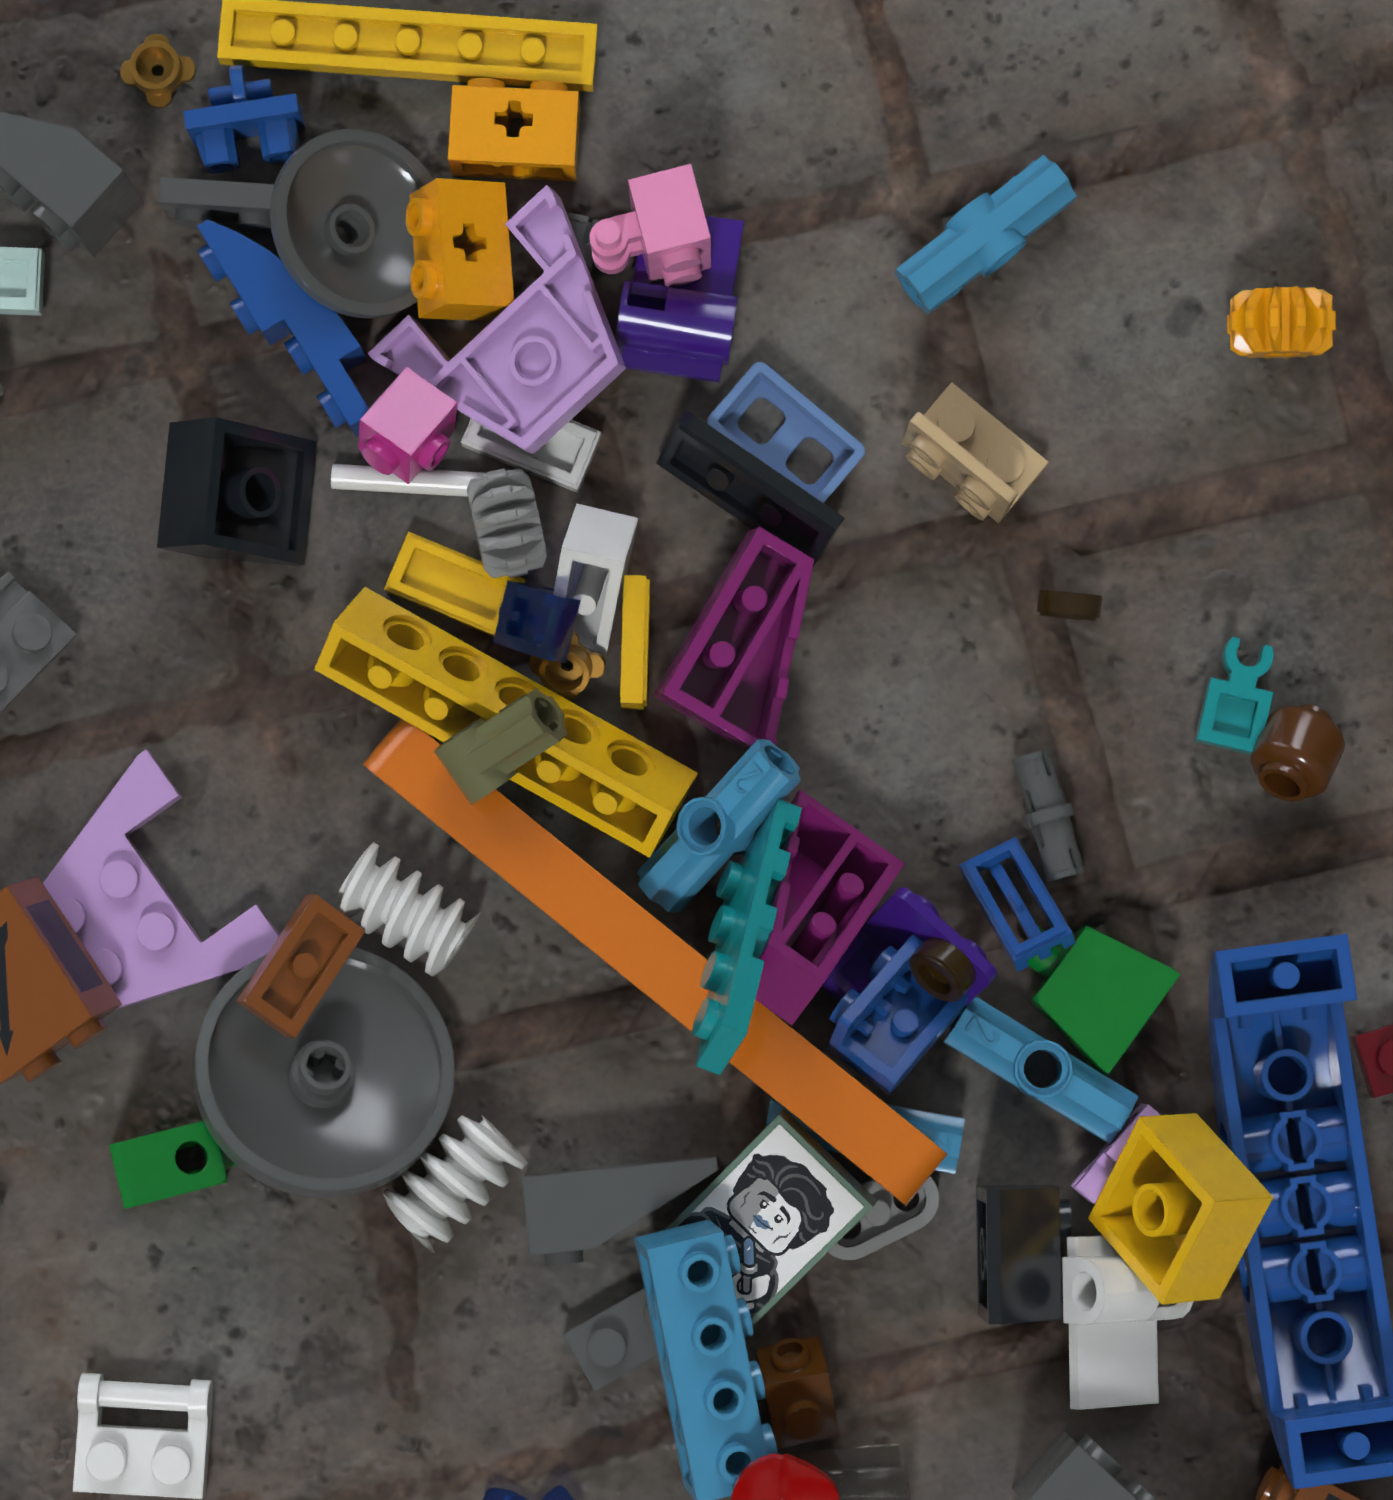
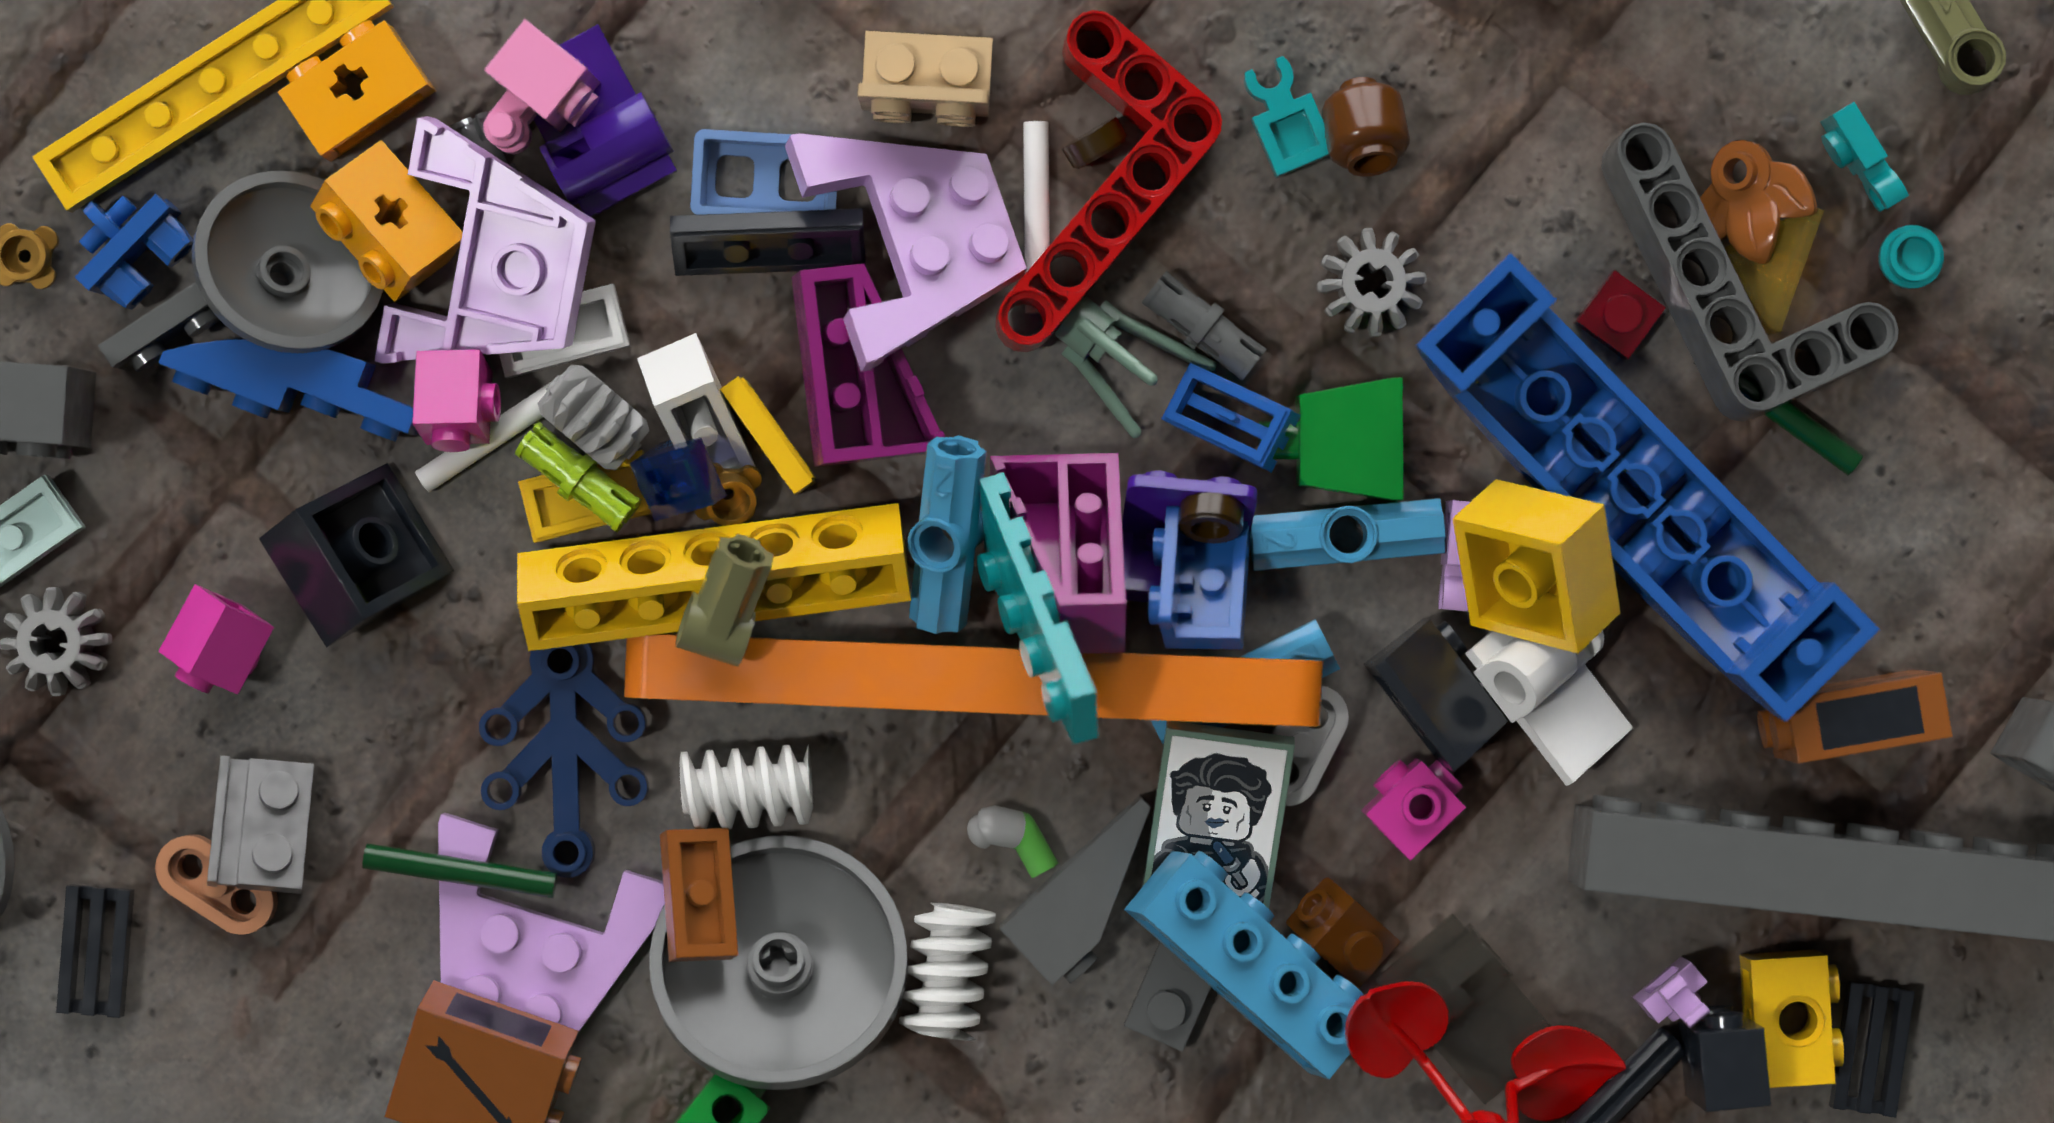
camera: 35 degrees left, 5 degrees up
(73, 478) = (215, 641): none -> dark pink brick
(126, 804) = (459, 870): none -> dark green bar
(287, 765) = (564, 740): none -> dark blue plant
(458, 561) = (577, 477): none -> lime pin
(594, 1109) = (1012, 830): none -> arm
(895, 576) = (938, 225): none -> lavender wing
(933, 1330) = (1414, 804): none -> dark pink brick
(955, 755) = (1092, 333): none -> sand green plant
(978, 630) = (1036, 193): none -> white bar
(1062, 655) = (1119, 190): none -> red beam
(1224, 864) = (1369, 304): none -> light grey gear

